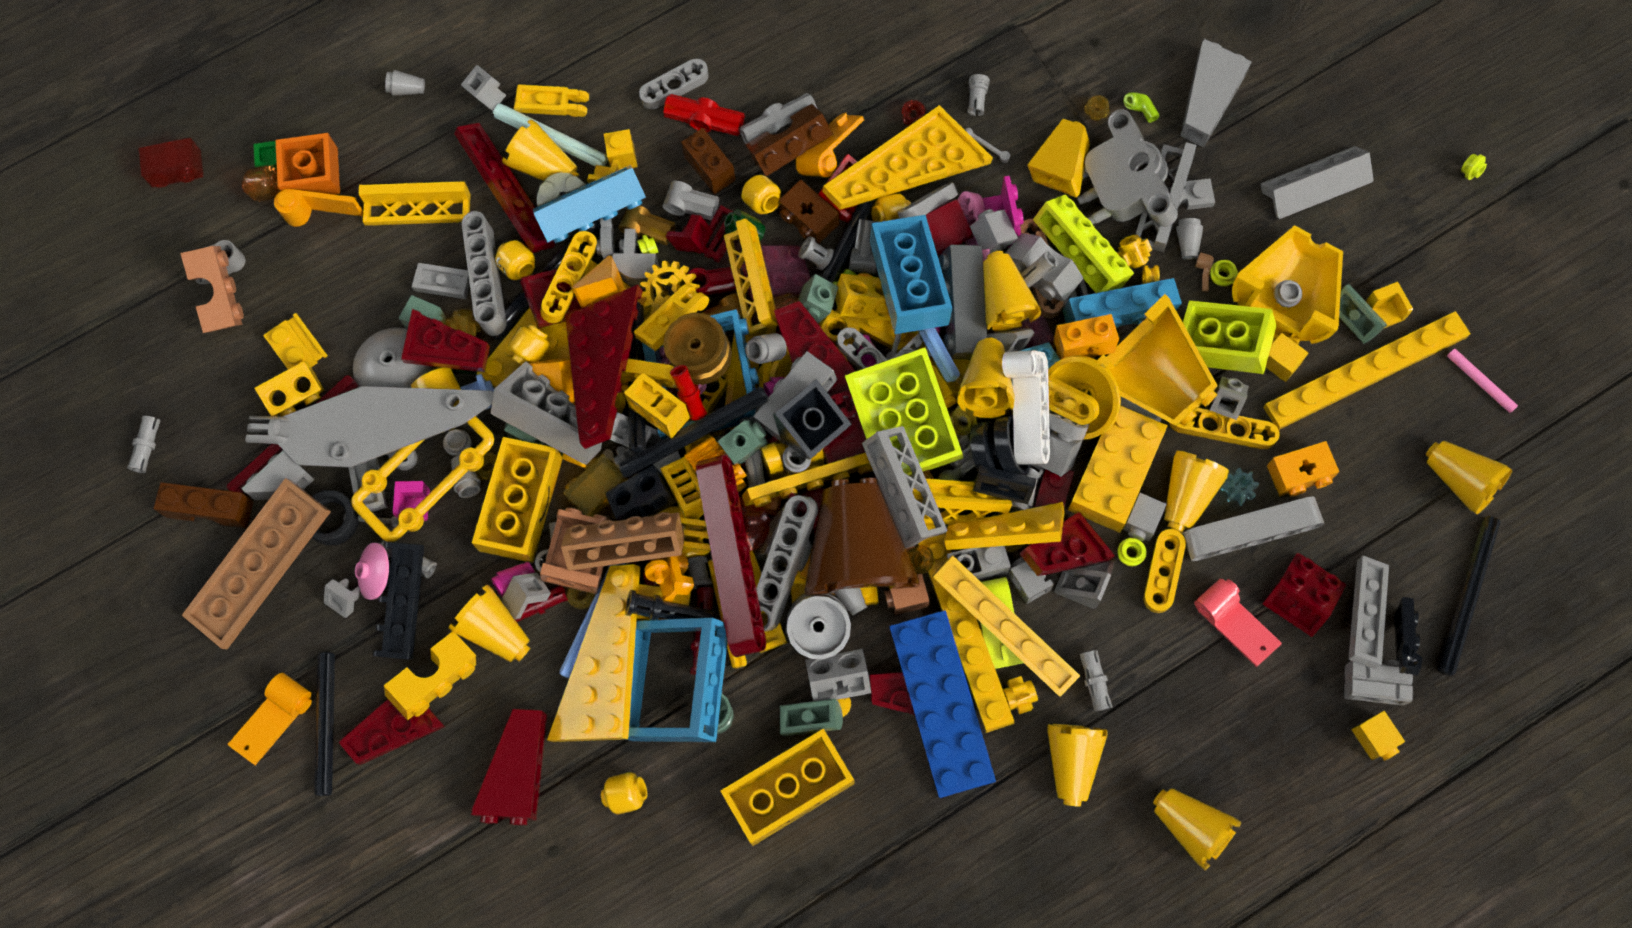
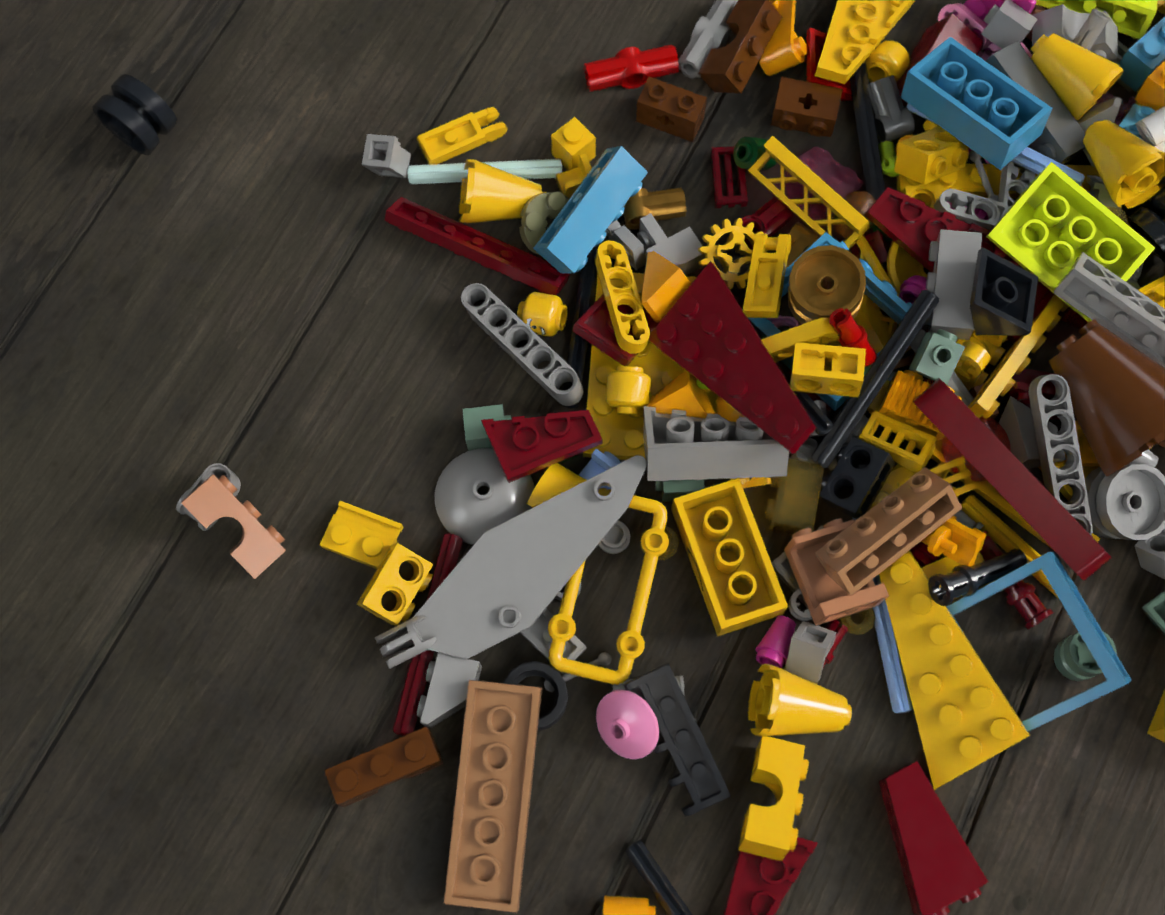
camera: 35 degrees left, 0 degrees up
(143, 444) = (264, 741): light grey pin -> none
(171, 162) = (83, 418): clear red brick -> none
(261, 183) = (206, 383): clear orange head -> none
(265, 154) = (191, 352): green plate -> none
(297, 205) = (259, 384): light orange door -> none
(308, 164) = (248, 338): orange brick -> none
(340, 598) = (608, 775): light grey tile -> none
(403, 84) = (290, 199): light grey cone -> none
(408, 495) = (608, 623): dark pink panel -> none
(414, 194) = (384, 305): yellow fence -> none
(441, 281) = (477, 378): light grey plate -> none
(464, 320) = (535, 405): clear yellow gear -> none
(468, 485) = (663, 573): light grey cone -> none
(624, 793) = (1055, 794): yellow head -> none
(647, 245) = (670, 224): neon yellow plate -> none
(677, 73) = (575, 42): light grey beam -> none
(683, 199) = (672, 161): light grey piece -> none
(692, 237) = (708, 193): dark red panel -> none
(761, 194) = (748, 113): yellow head -> none
(766, 348) = (880, 261): light grey brick -> none
(790, 467) = (999, 348): light grey cone -> none
(815, 253) = (844, 142): light grey bush -> none
(818, 297) = (887, 172): sand green brick -> none
(929, 201) = (920, 34): light grey beam -> none

